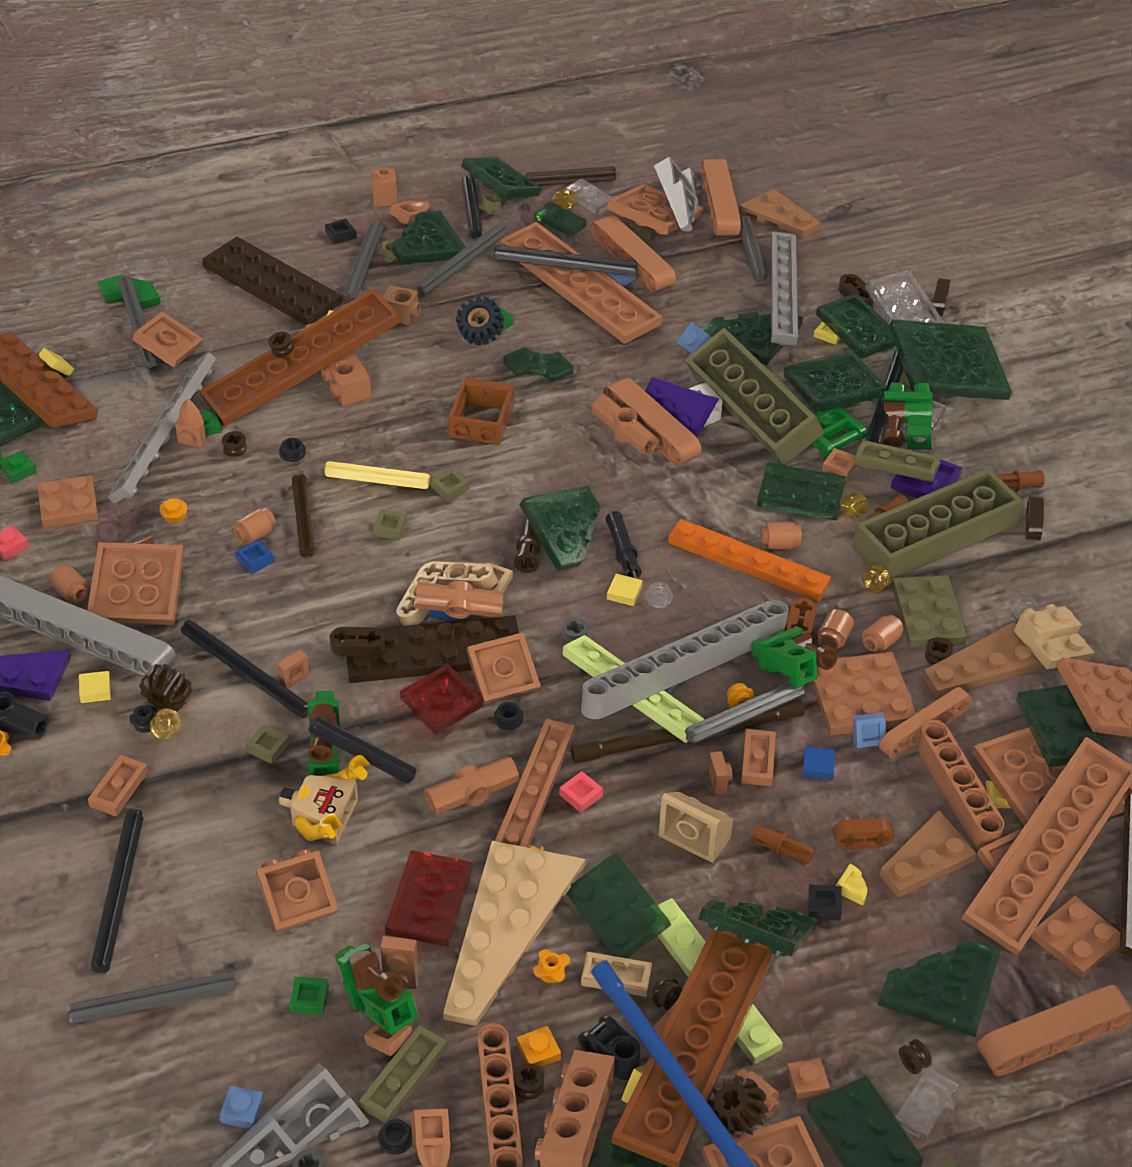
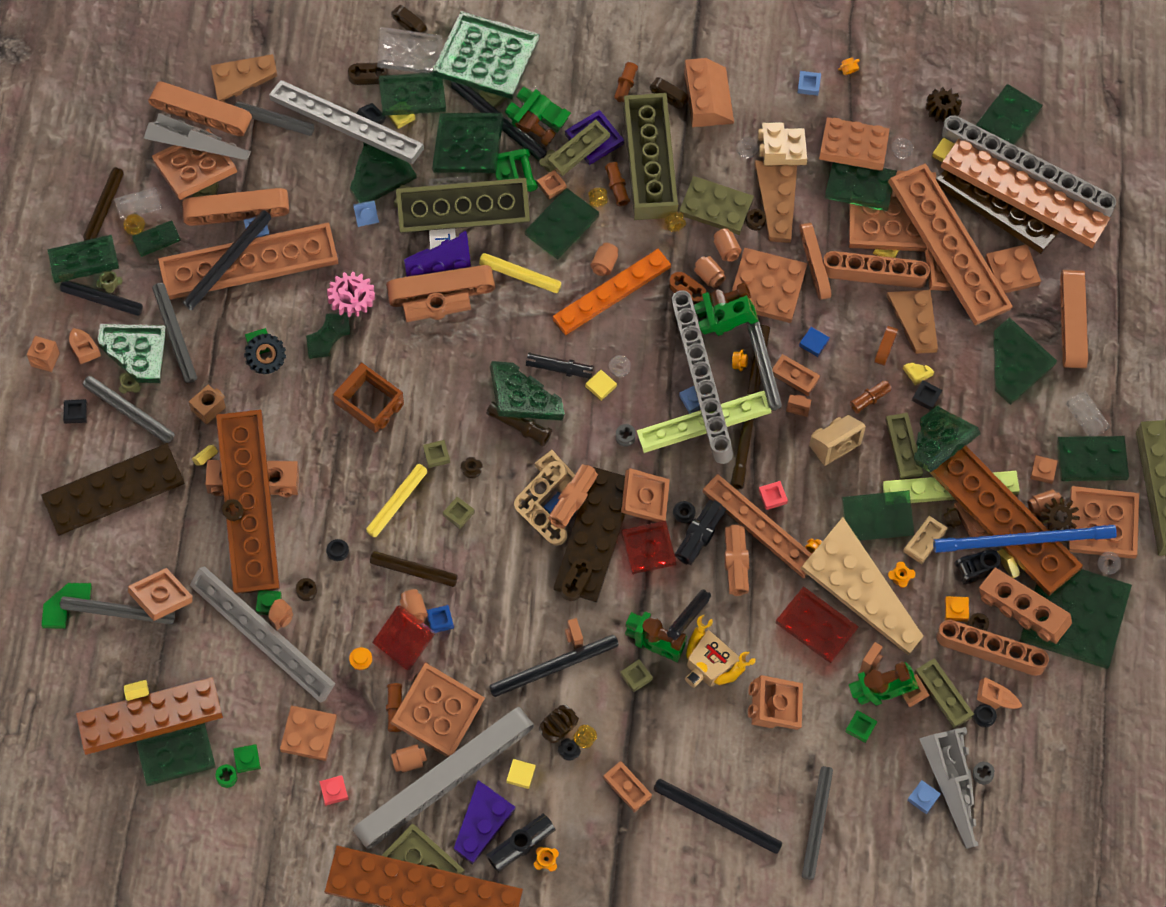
camera: 65 degrees left, 20 degrees up
(212, 527) = (403, 637): none -> clear red plate
(452, 519) = (467, 471): none -> dark brown plate
(488, 738) = (700, 532): none -> black piece
(592, 359) = (351, 294): none -> bright pink gear
(715, 478) = (520, 273): none -> light yellow axle
(756, 888) = (903, 445): none -> olive plate
(807, 306) = (372, 113): none -> black plate
(868, 729) = (806, 297): medium blue plate -> none
(915, 1056) = (1058, 403): dark brown bush -> none
(1063, 549) = (707, 93): none -> nougat slope

